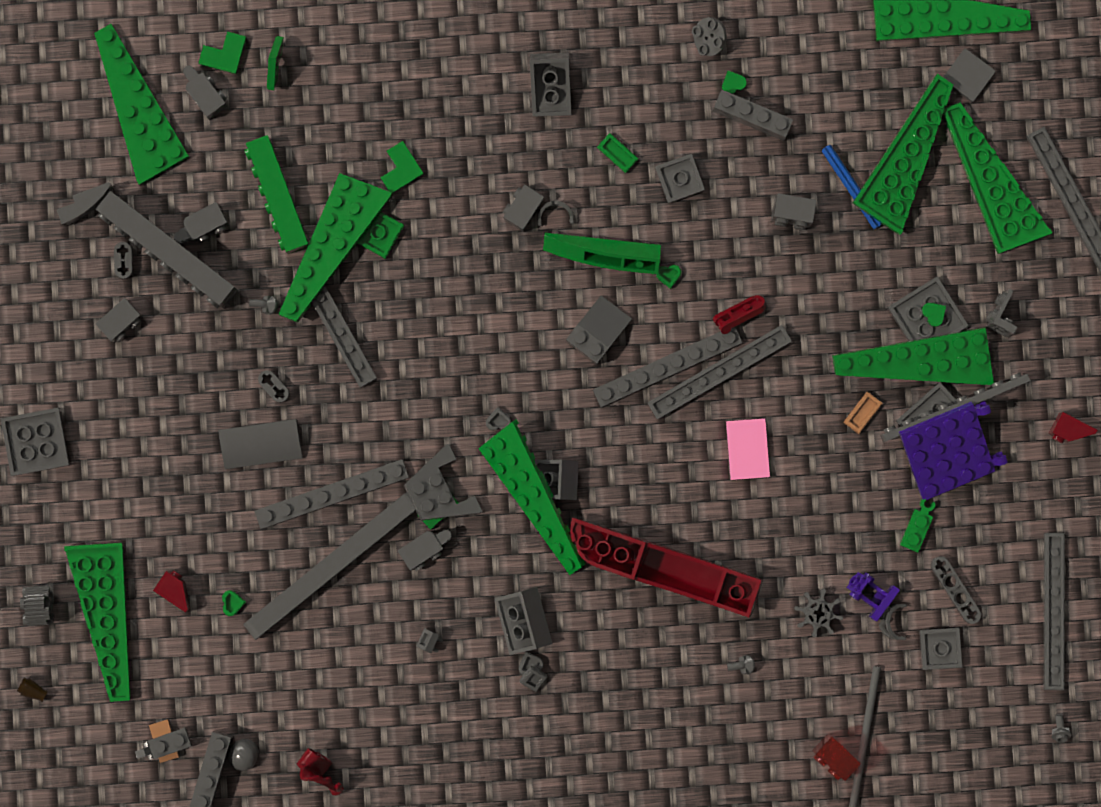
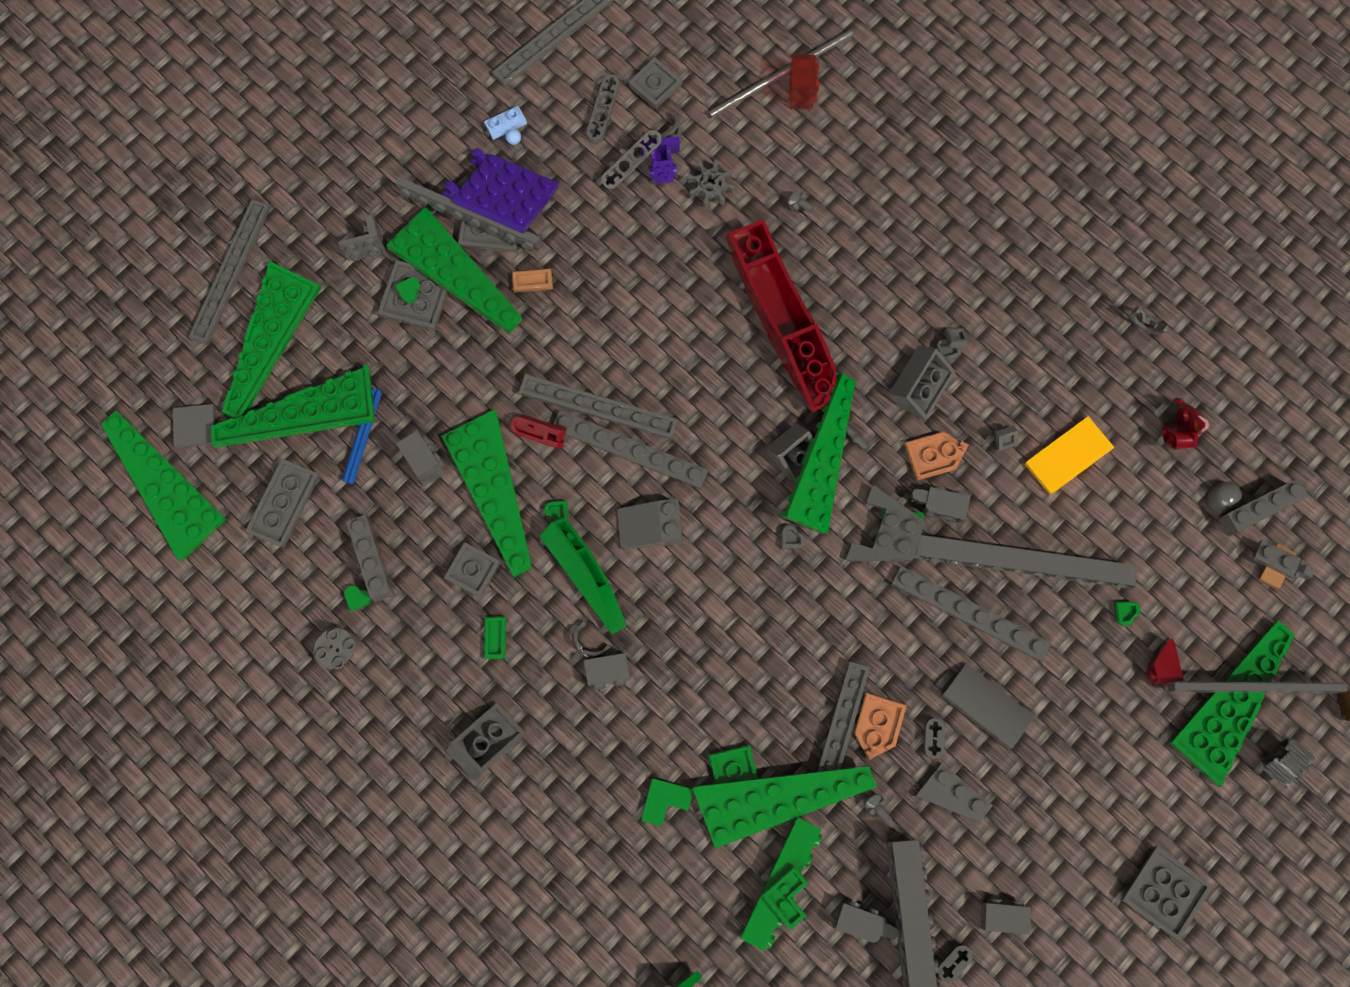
camera: 125 degrees left, 10 degrees down
(101, 634) = (1257, 687): none -> dark grey tile
(226, 364) = (953, 794): none -> dark grey wing
(268, 184) = (781, 894): none -> green tile
(317, 358) = (879, 724): none -> nougat tile
(374, 674) = (1069, 455): none -> yellow tile
(463, 579) = (934, 454): none -> nougat tile
(527, 535) = (856, 438): none -> dark grey helmet
(747, 449) = (637, 337): bright pink tile -> none
(749, 252) = (485, 469): none -> green wing
(850, 89) = (282, 503): none -> dark grey plate
(890, 569) = (634, 162): none -> dark grey beam
(917, 527) = (581, 172): green plate -> none
(1009, 505) = (507, 124): none -> light blue plate
(1069, 429) = (411, 128): dark red slope -> none

